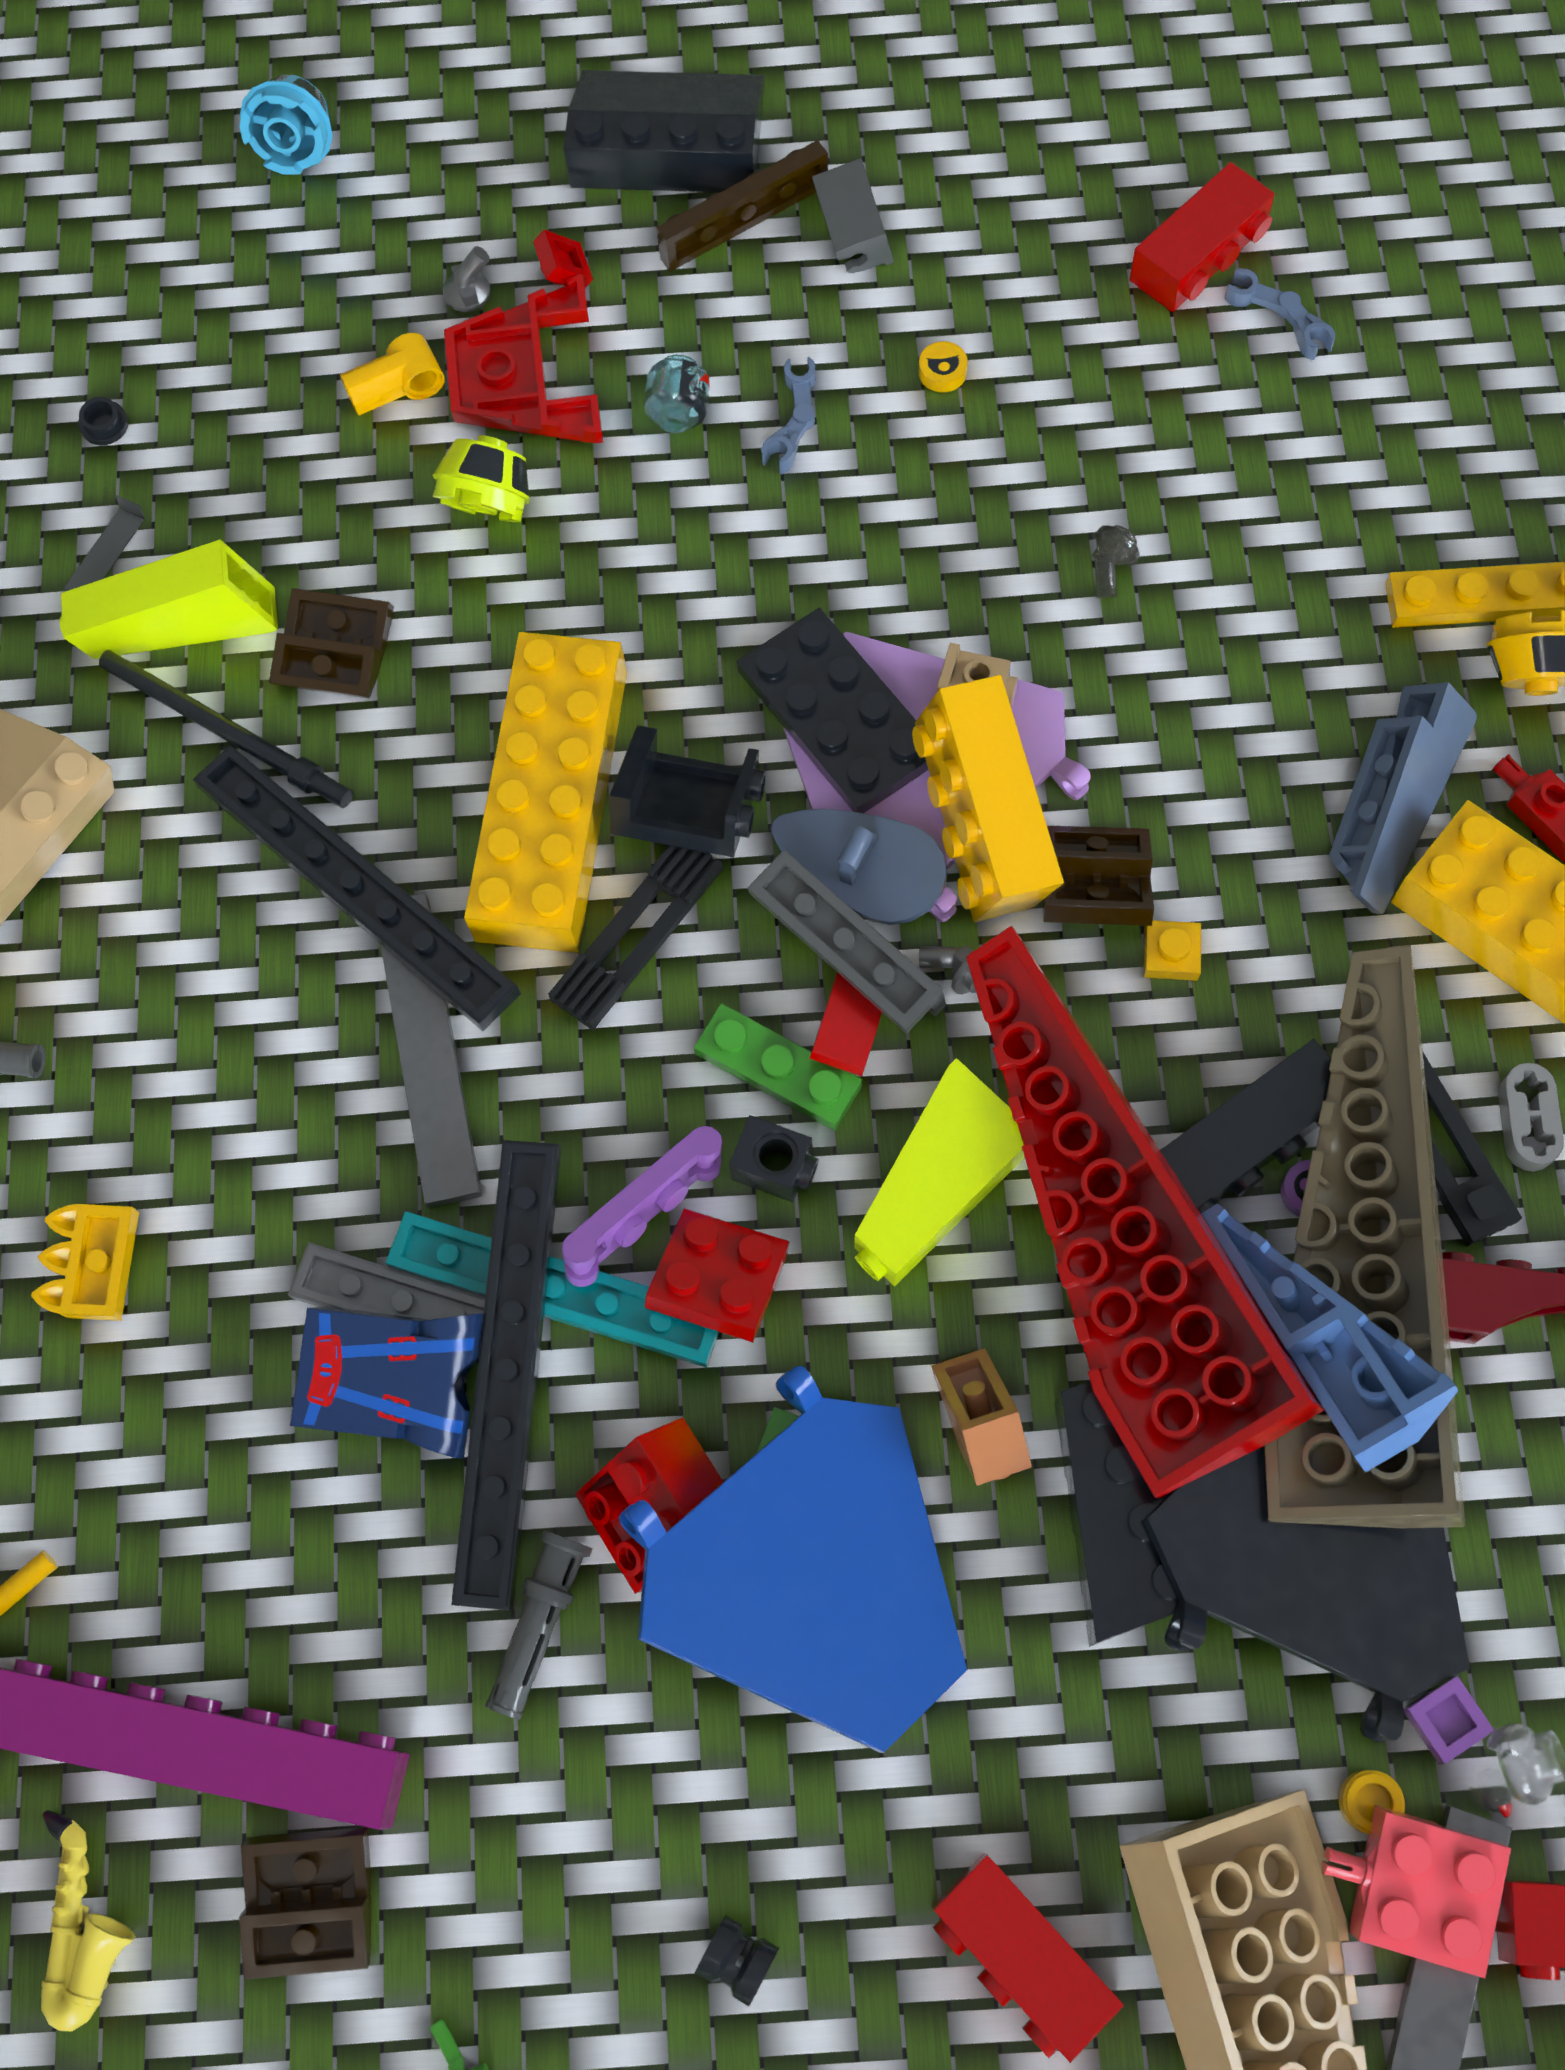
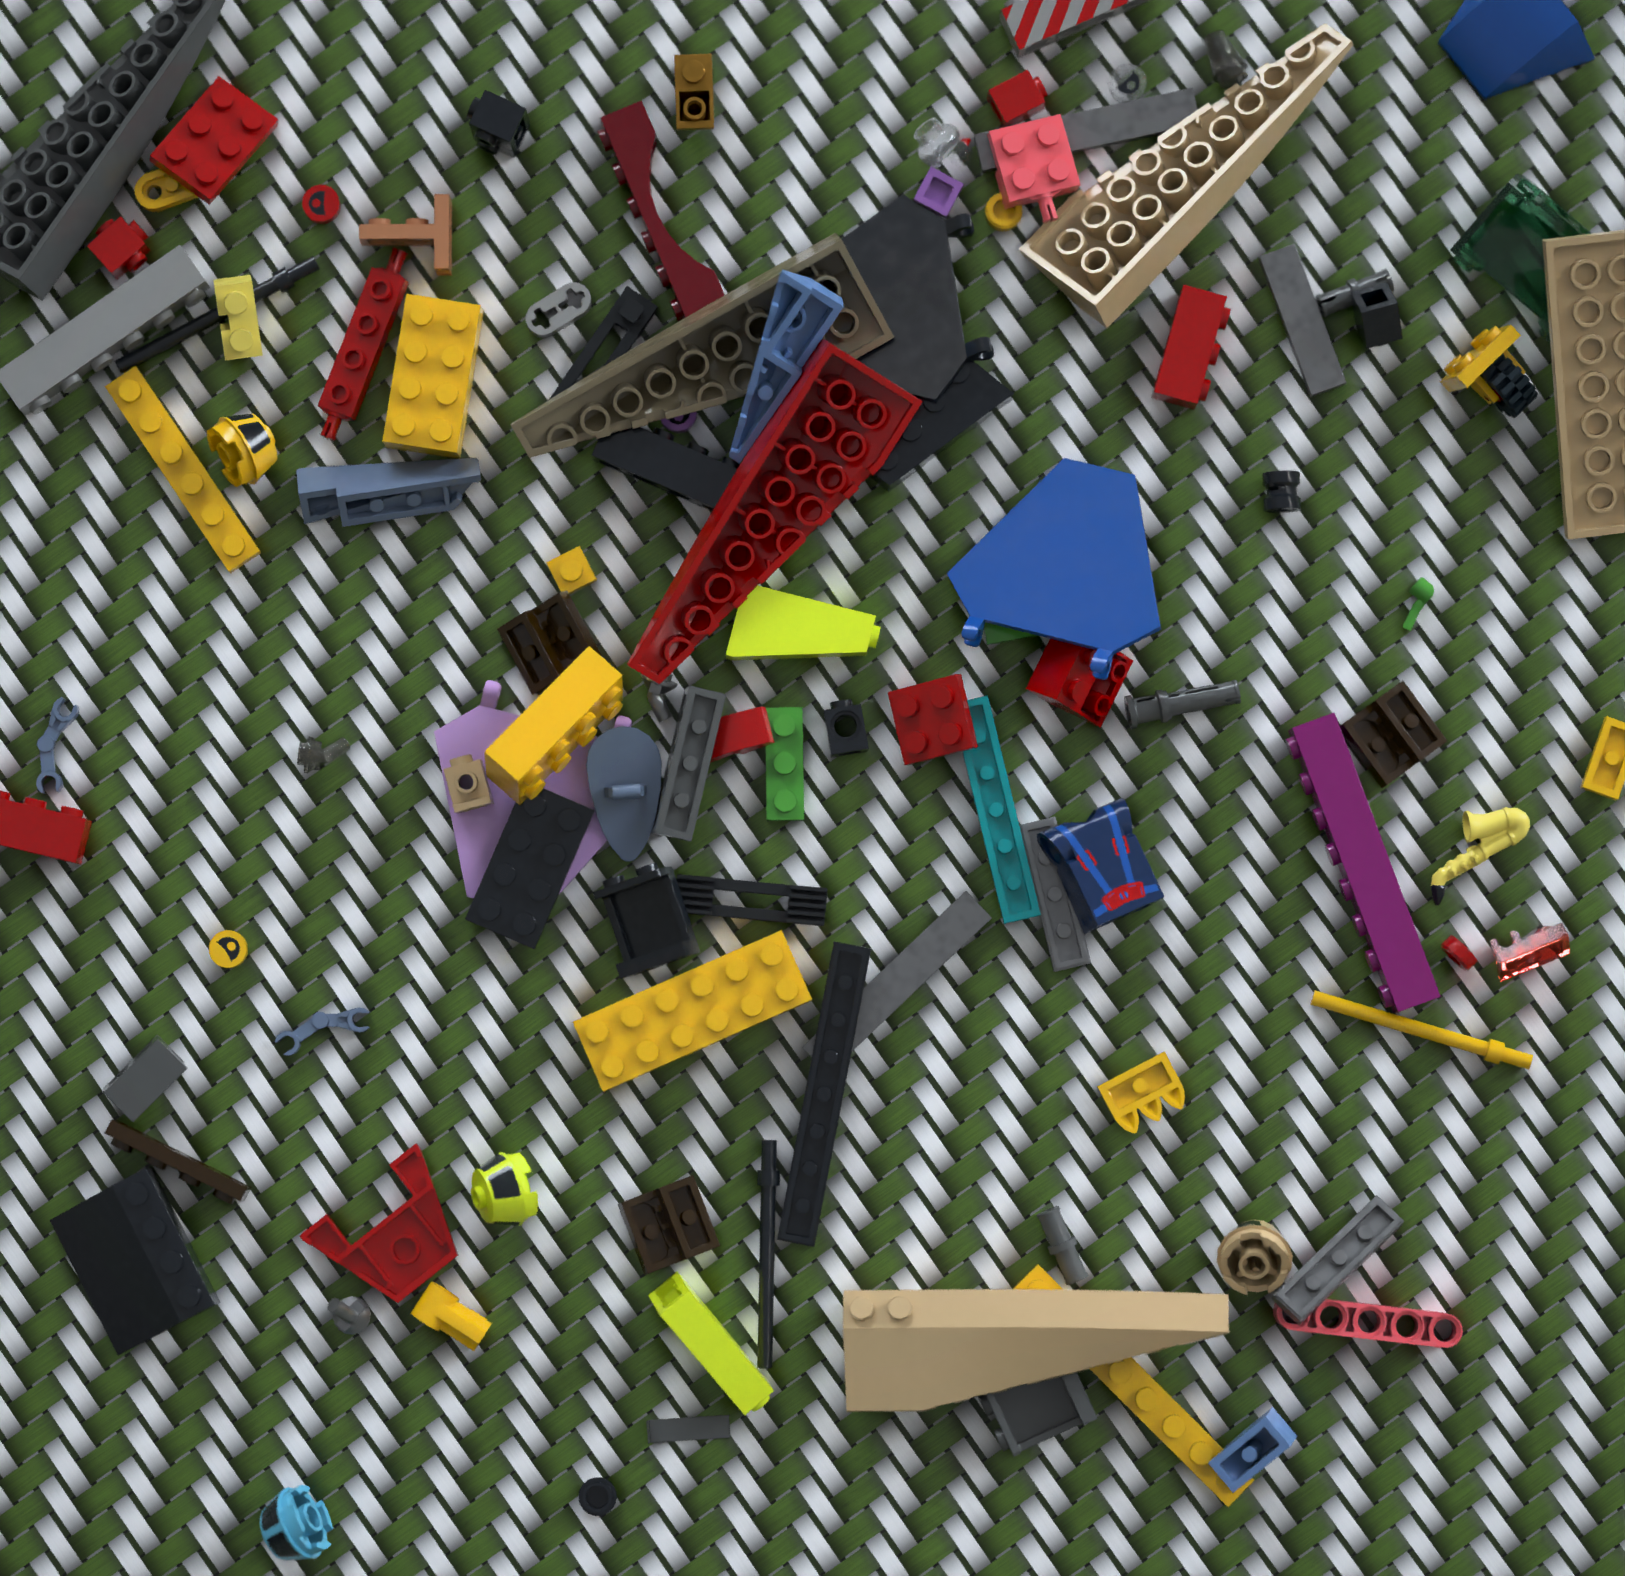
camera: 130 degrees left, 15 degrees up
(507, 1376) = (1057, 804): black tile -> none
(561, 258) = (294, 1258): red plate -> none
(627, 1214) = (904, 781): medium lavender plate -> none
(677, 392) = (357, 1111): clear light blue head -> none
(982, 1417) = (923, 525): nougat slope -> none

